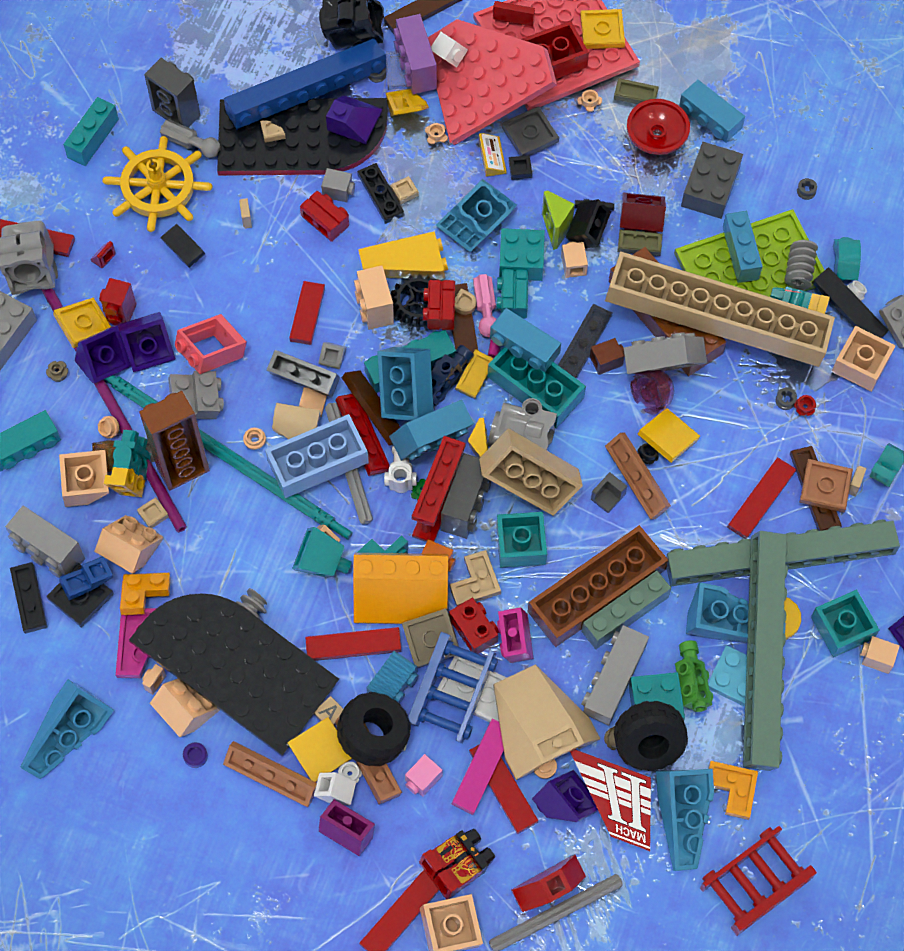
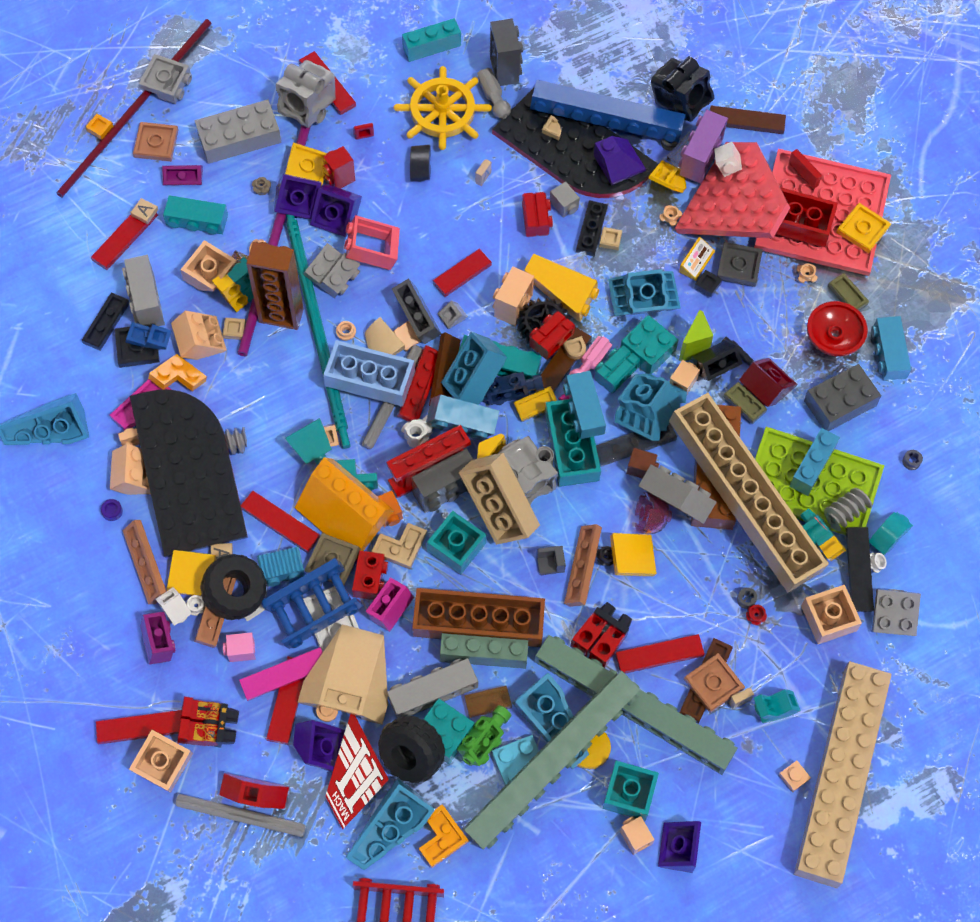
camera: 40 degrees right, 0 degrees up
(569, 303) = (648, 405): none -> dark azure slope
(664, 649) = (486, 701): none -> clear orange tile
(705, 518) = (606, 629): none -> red hips

